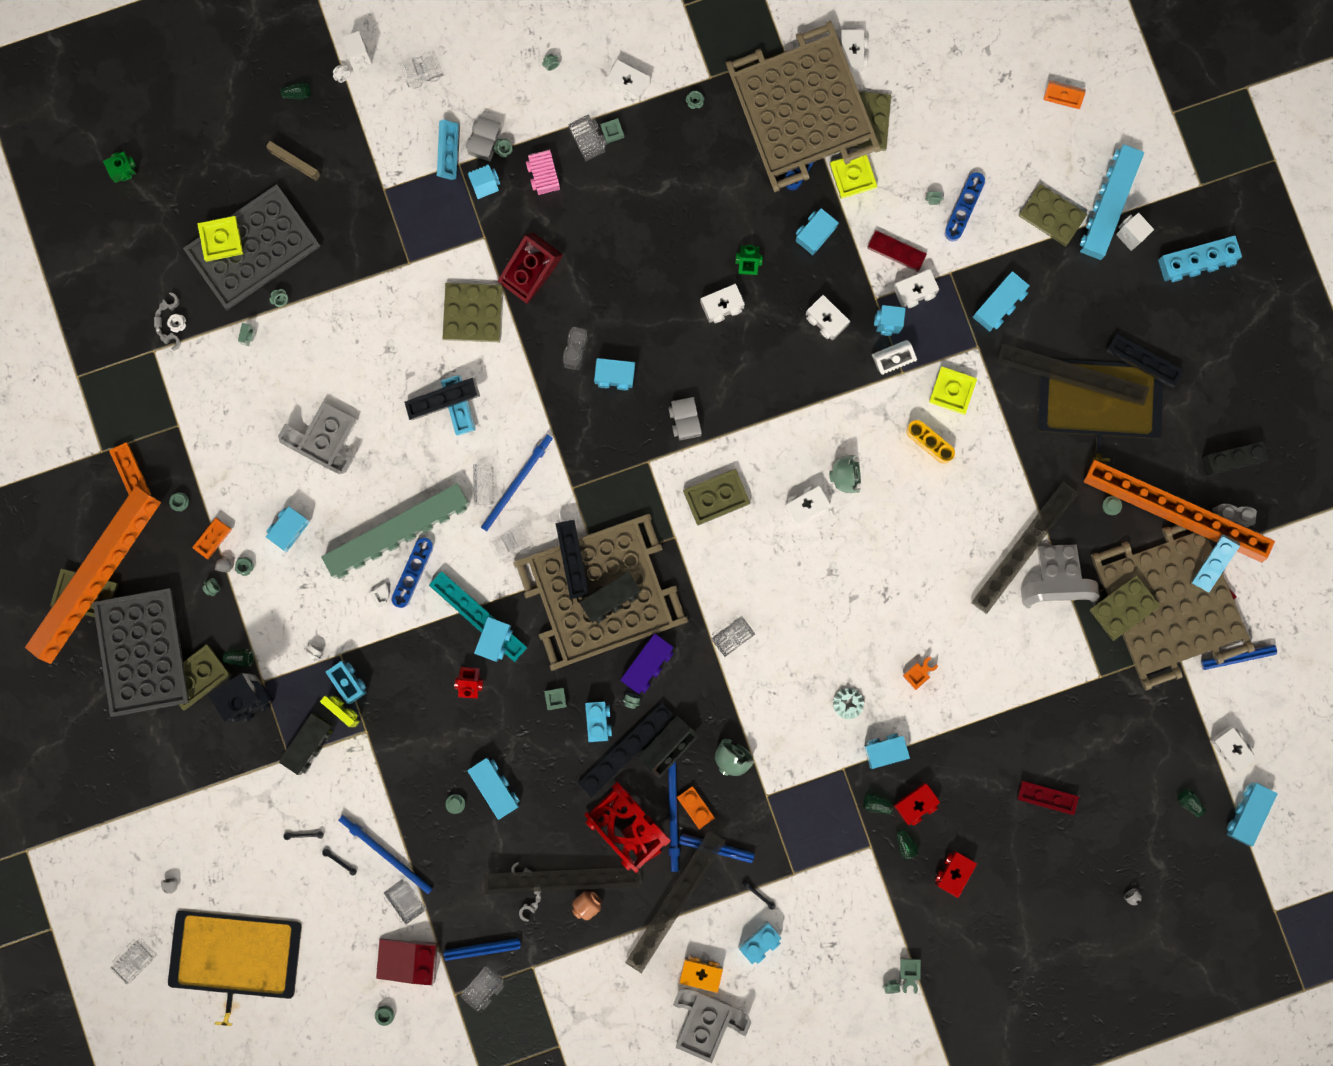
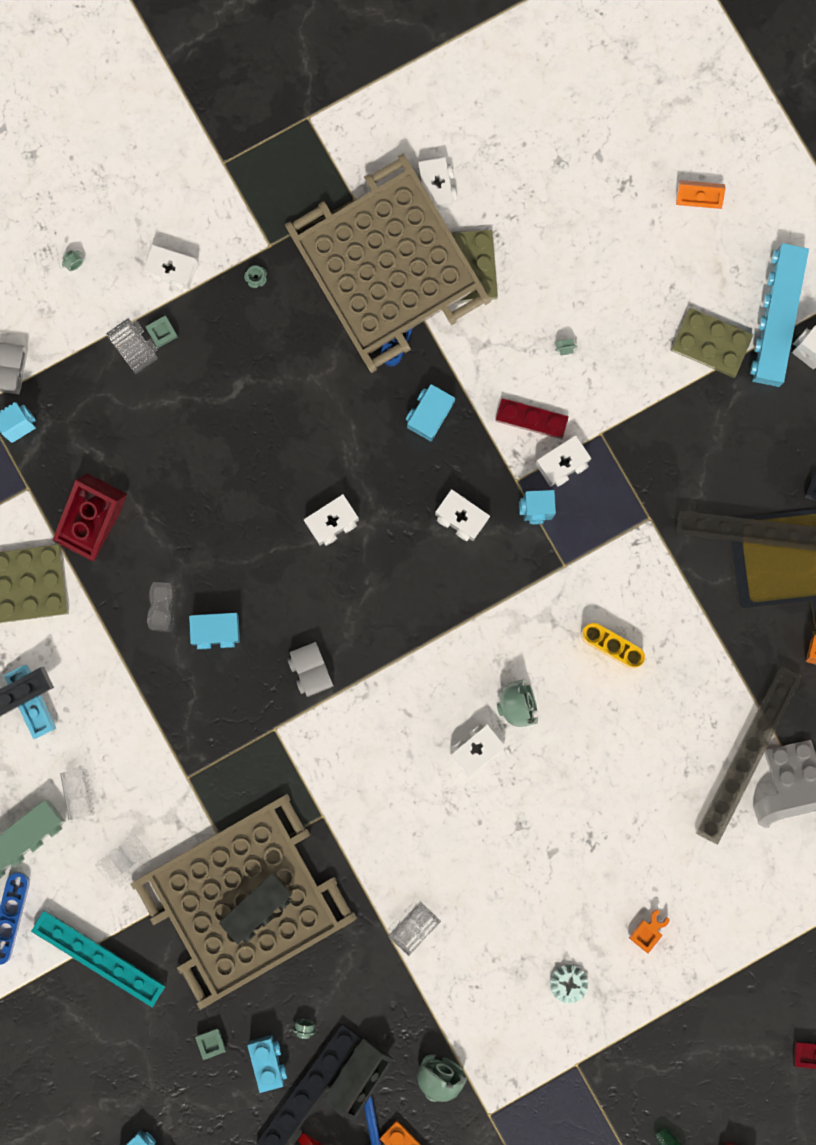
camera: 15 degrees left, 0 degrees up
(469, 682) = (100, 1044): red brick -> none
(493, 640) = (121, 986): medium azure brick -> none
(498, 148) = (38, 375): sand green plate -> none
(538, 452) = (138, 742): blue bar -> none
(543, 171) = (85, 397): bright pink brick -> none
(572, 559) = (201, 869): black plate -> none
(647, 664) = (316, 981): dark purple brick -> none
(716, 497) = (365, 759): olive plate -> none
(749, 259) = (354, 461): green brick -> none
(853, 177) = (464, 338): neon yellow plate -> none
(876, 804) = (625, 1103): clear green cone -> none
(887, 751) = (625, 1036): medium azure brick -> none
(894, 357) = (551, 550): white brick -> none
(920, 794) = (682, 1085): red brick -> none
(953, 390) = (629, 578): neon yellow plate -> none
(965, 207) = (606, 351): blue beam -> none
(1001, 302) = (669, 459): medium azure brick -> none

